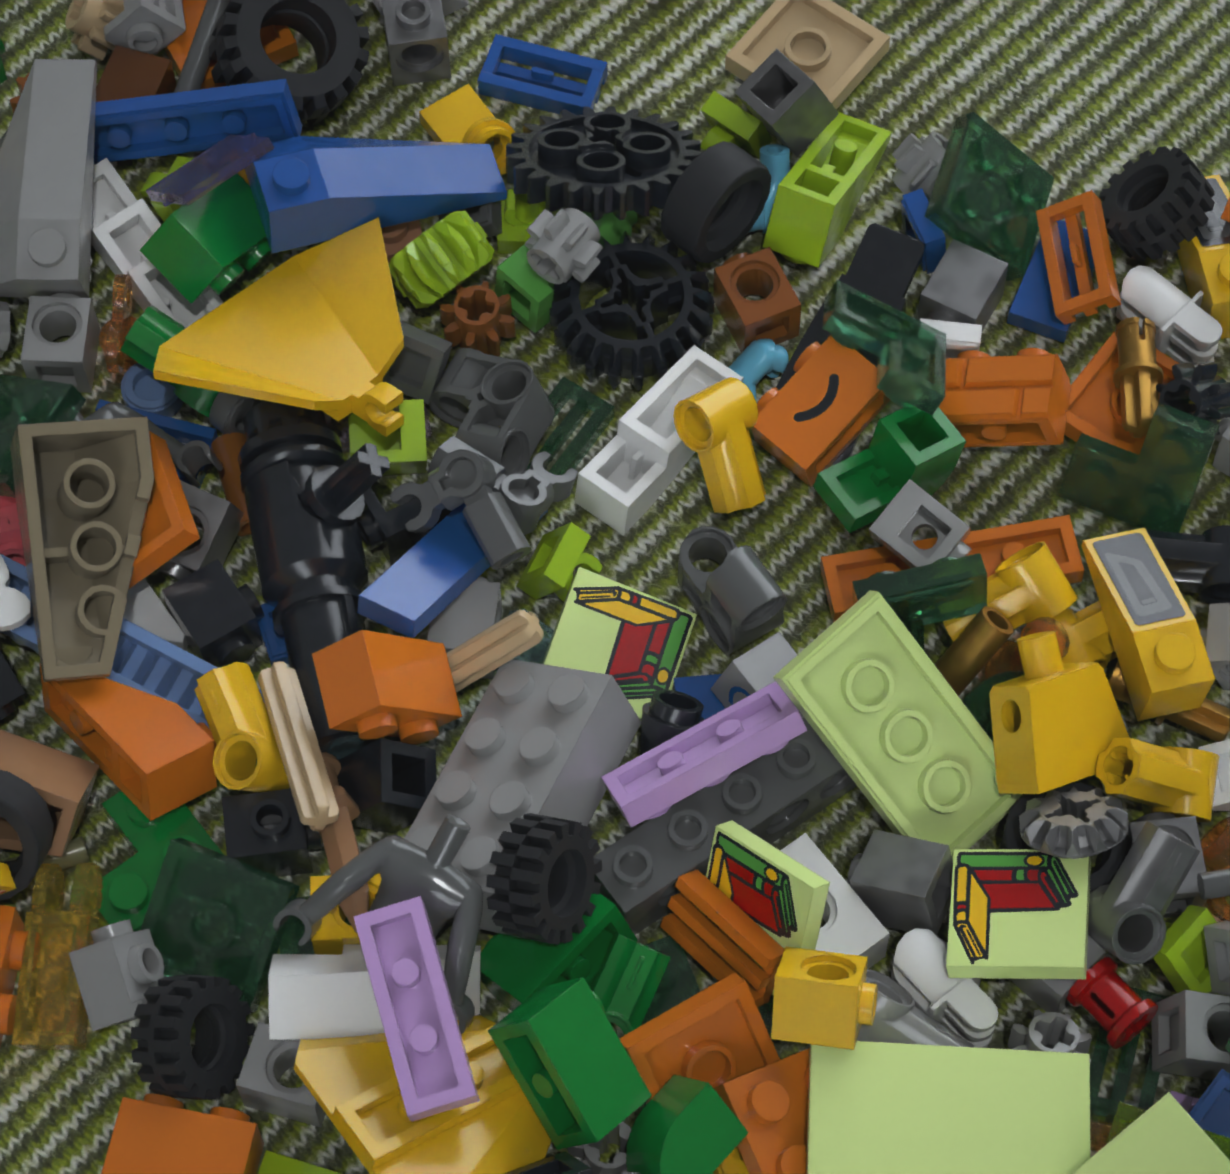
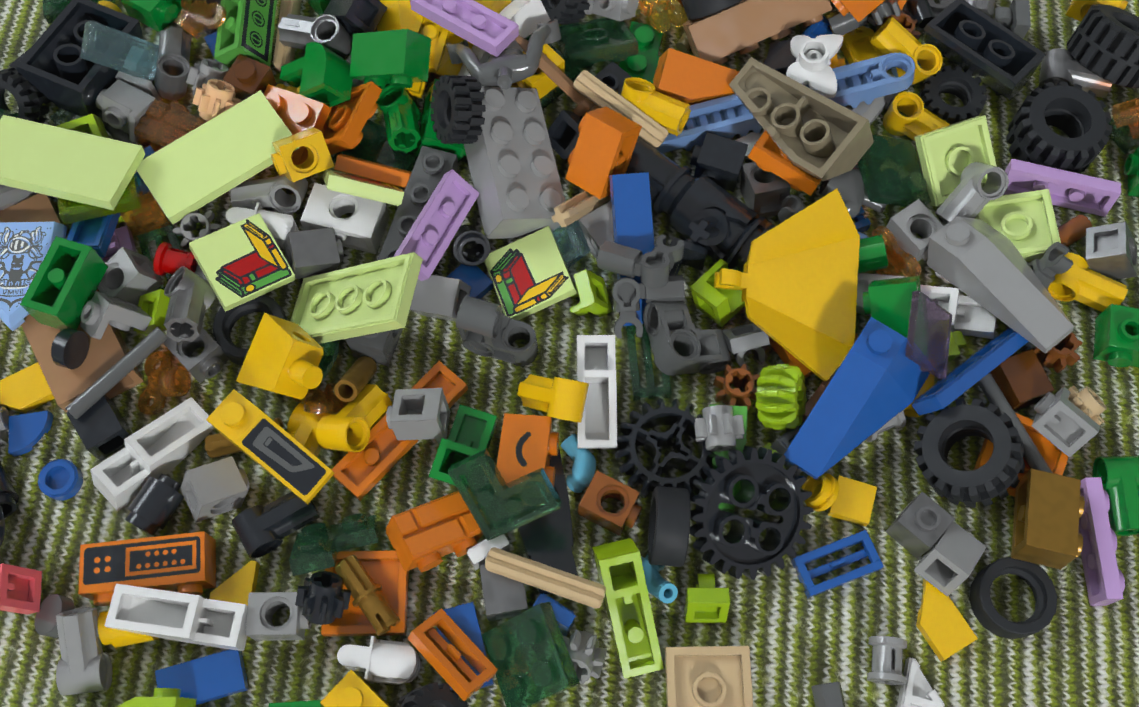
camera: 140 degrees right, 5 degrees up
(787, 102) = (682, 620): flat silver brick -> none
(910, 243) = (545, 577): none -> tan axle
(930, 592) = (397, 368): clear green plate -> none
(1073, 823) = (223, 320): flat silver gear -> none
(1163, 777) = (212, 381): yellow piece -> none

